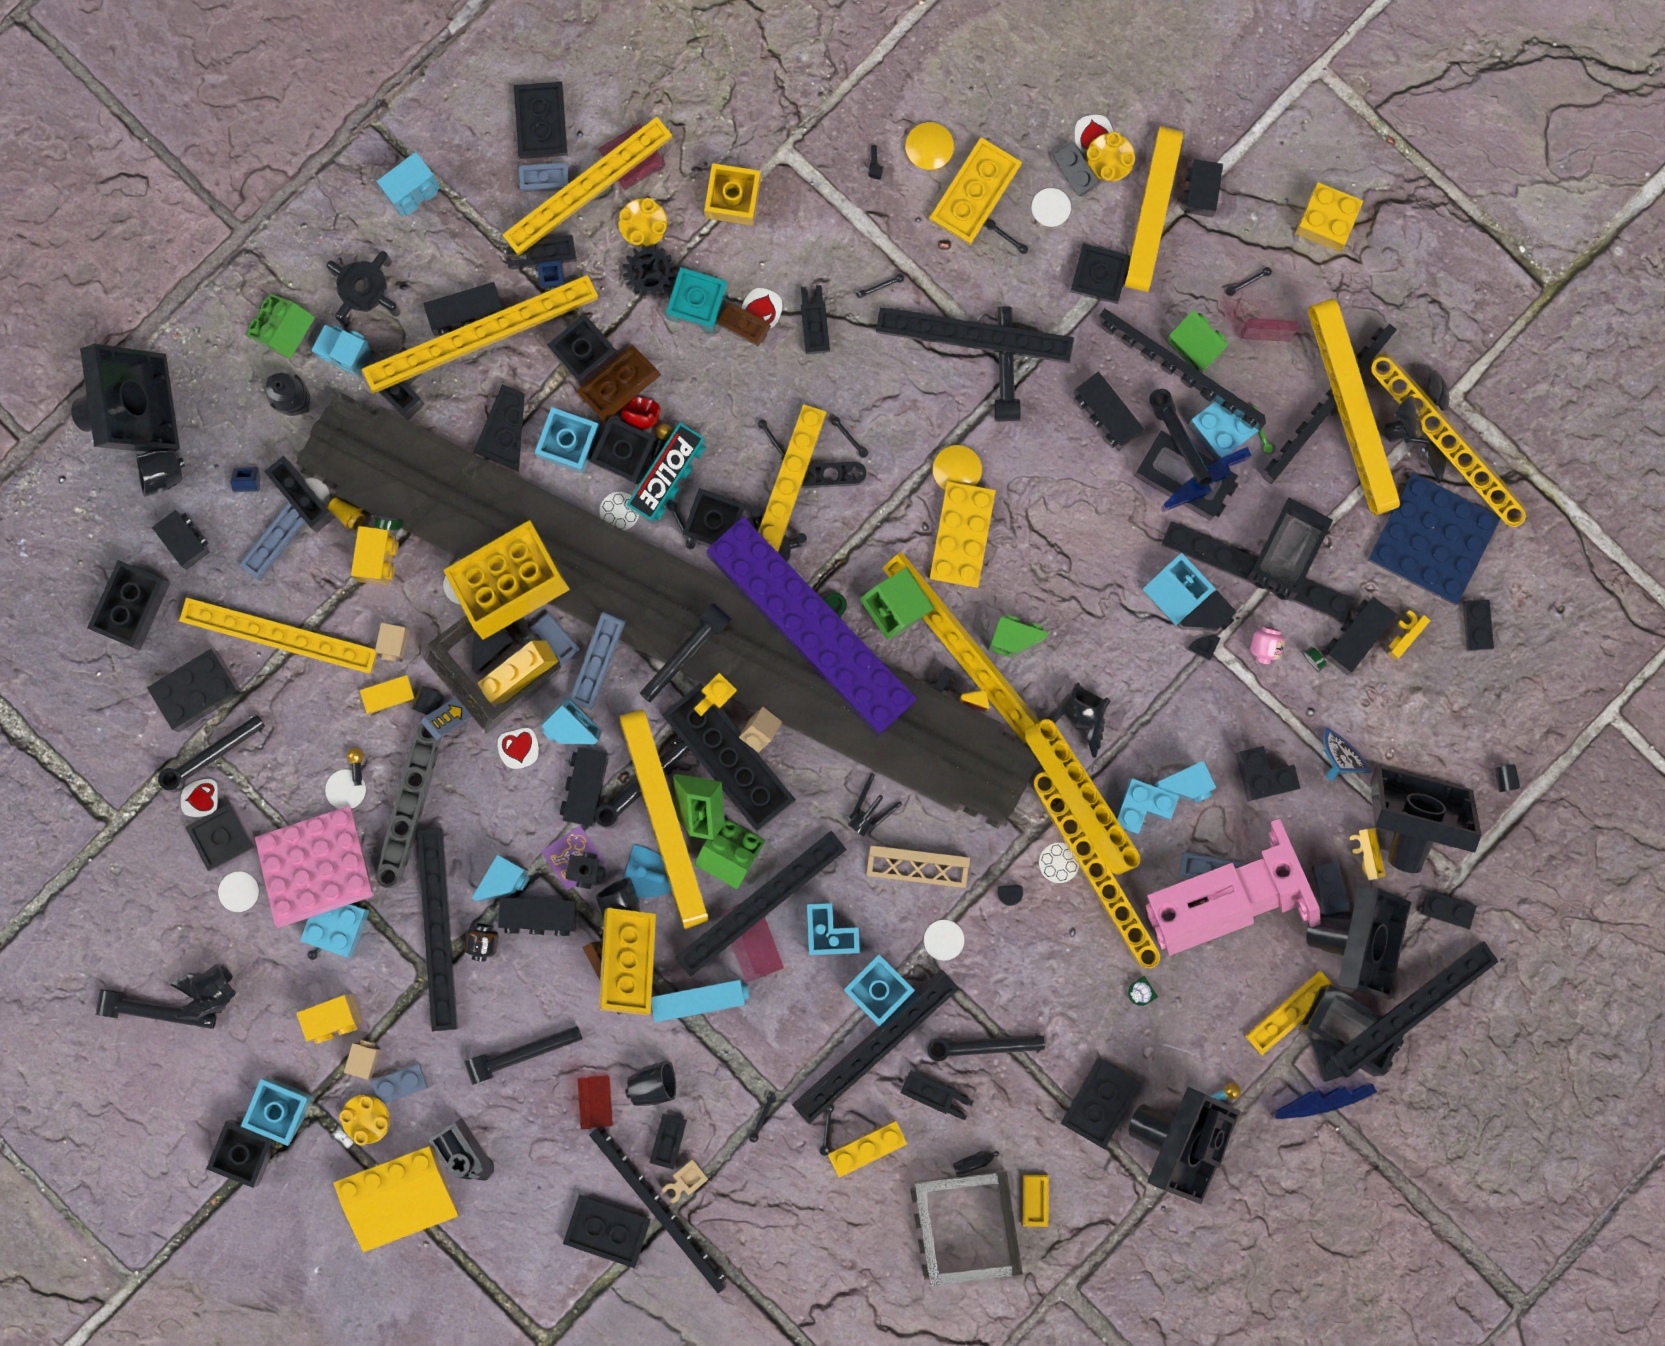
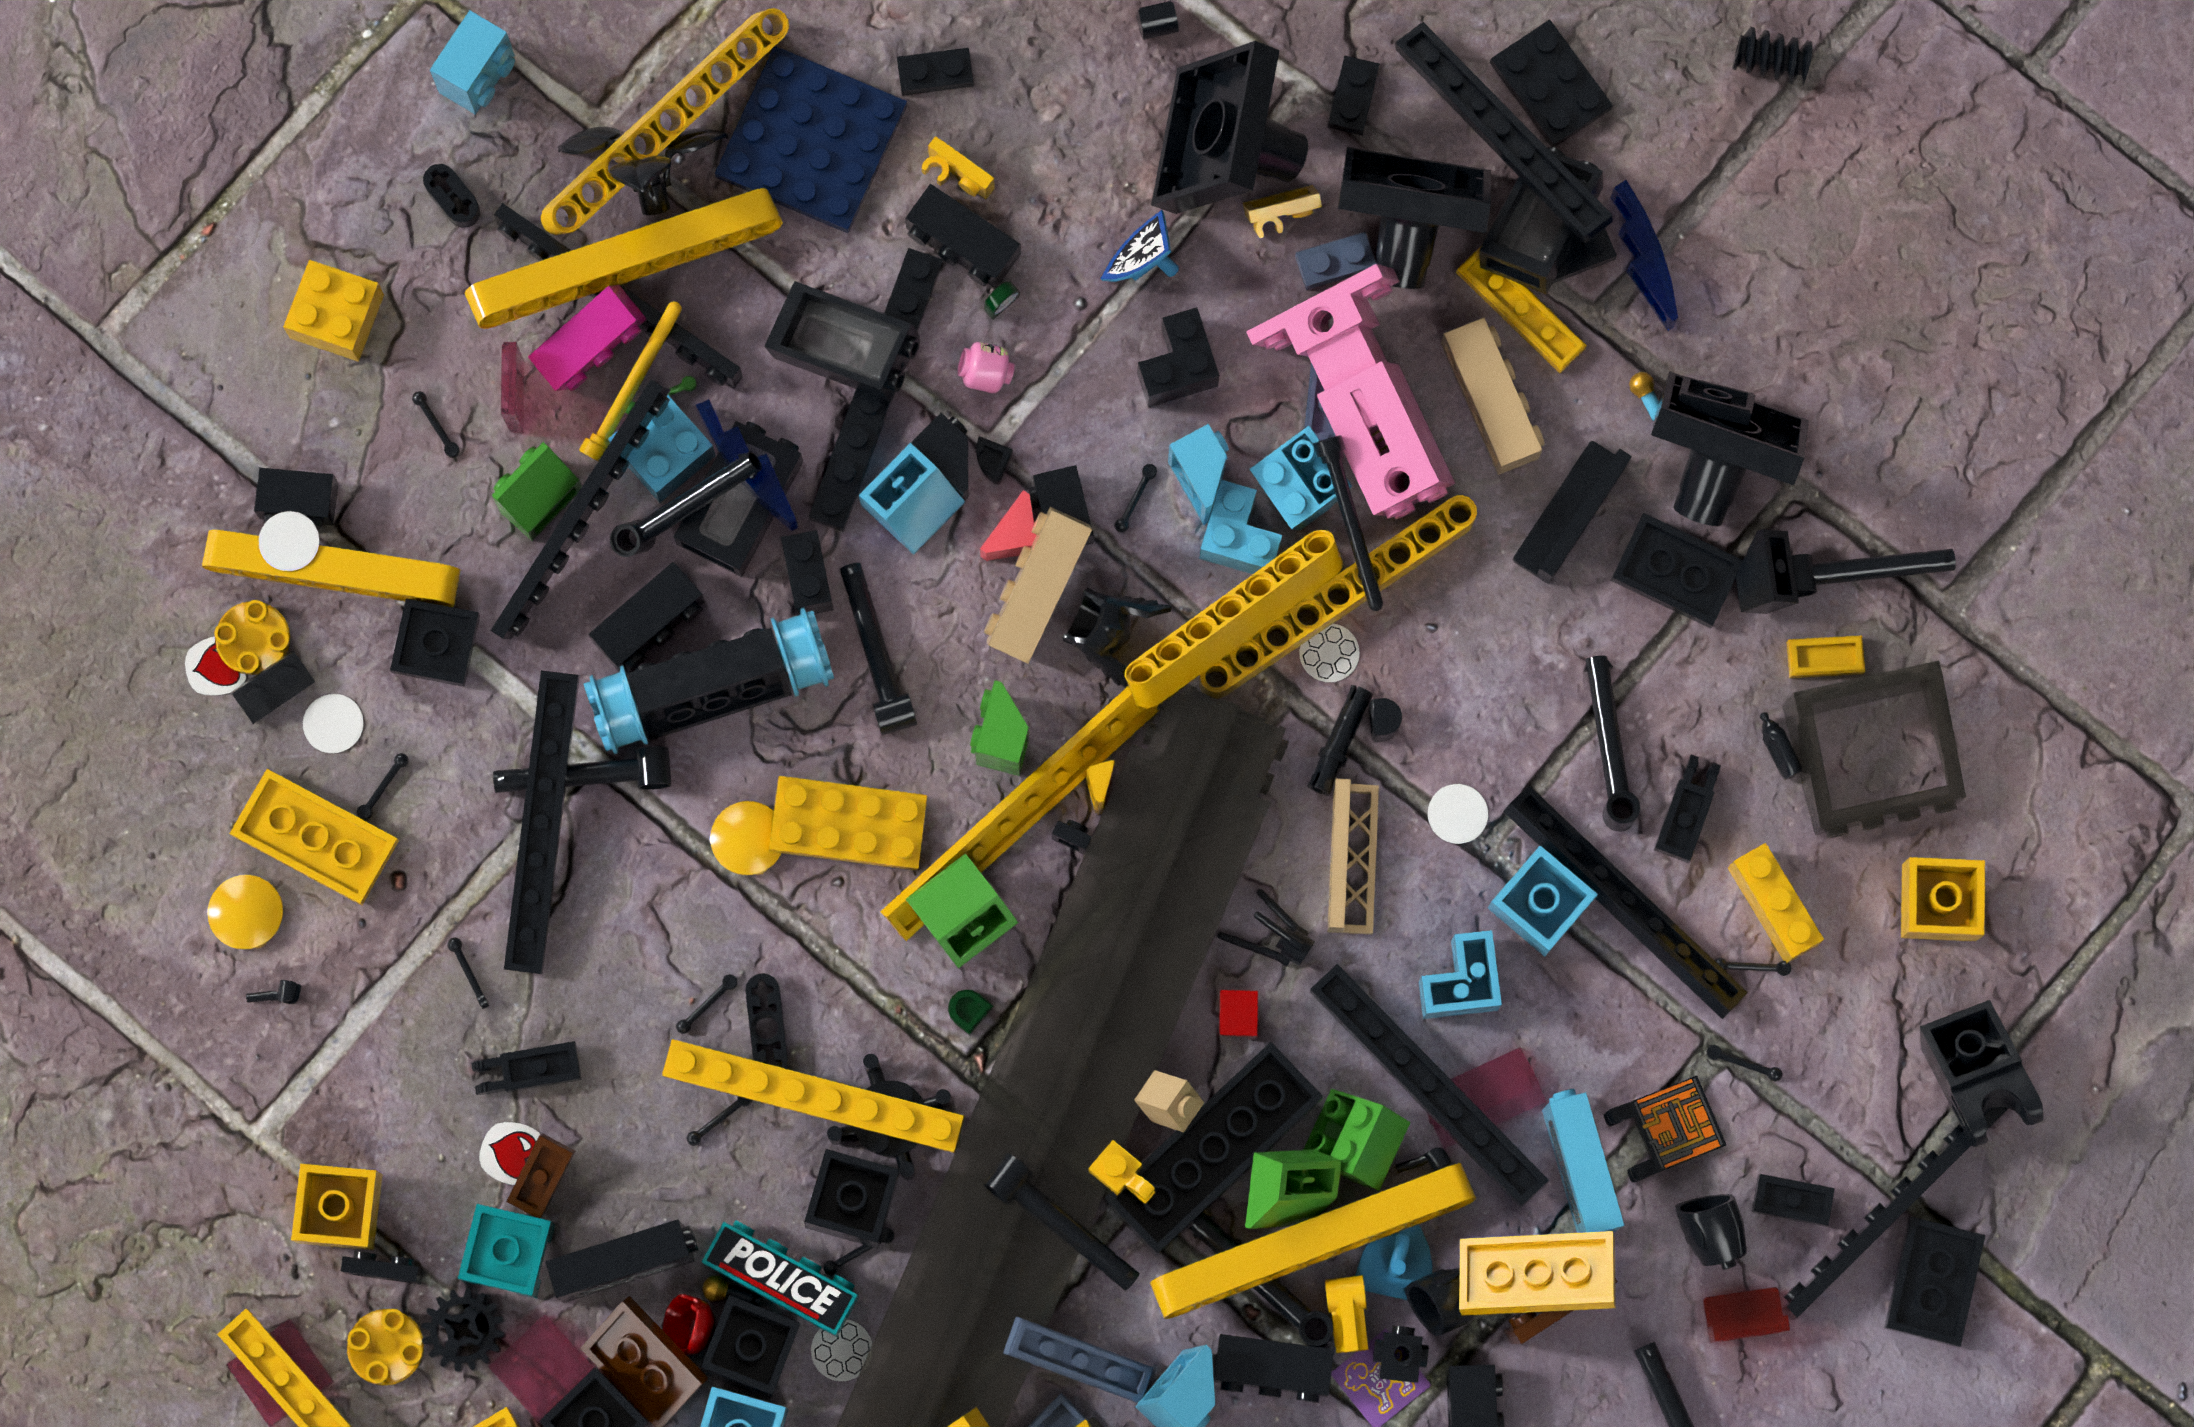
camera: 95 degrees left, 5 degrees down
(622, 320) = (541, 1367): none -> clear pink tile
(623, 838) = (1347, 1304): none -> yellow piece
(684, 371) = (622, 1260): none -> black piece
(688, 1179) = (1845, 1165): tan plate -> none
(695, 212) = (365, 1265): none -> black plate
(713, 906) = (1435, 1157): none -> black hand
(725, 1065) = (1673, 1126): none -> flag
(736, 1274) = (1978, 1069): none -> black brick
(811, 626) = (1009, 1033): dark purple brick -> none
(817, 781) = (1238, 1013): none -> red panel
(862, 1262) = (1943, 899): none -> yellow brick
(992, 861) = (1335, 751): none -> black pin
(1036, 569) = (893, 710): none -> black piece
(1060, 447) = (709, 682): none -> black brick
(1092, 1188) = (1812, 574): none -> black piece
(1093, 1164) = (1767, 574): none -> black slope
(1113, 668) = (1038, 584): none -> tan brick
(1132, 517) = (807, 572): none -> black brick
(1141, 992) = (1510, 522): tile -> none
(1147, 1034) = (1570, 511): none -> black panel
(1152, 656) = (1011, 532): none -> coral slope
(1171, 690) = (1061, 491): none -> black slope
(1172, 180) = (288, 541): none -> white sticker
(1176, 849) = (1297, 480): none -> medium azure slope
(1189, 750) = (1149, 472): none -> black hinge
(1190, 869) = (1331, 453): none -> black piece
(1229, 384) = (598, 443): none -> yellow piece
(1230, 986) = (1492, 395): none -> tan brick
(1299, 381) = (588, 339): none -> dark pink brick
(1408, 303) = (458, 190): none -> black beam
(1450, 1047) = (1551, 83): none -> black plate
(1463, 1204) = (1773, 55): none -> black piece
(1496, 314) = (473, 63): none -> medium azure brick

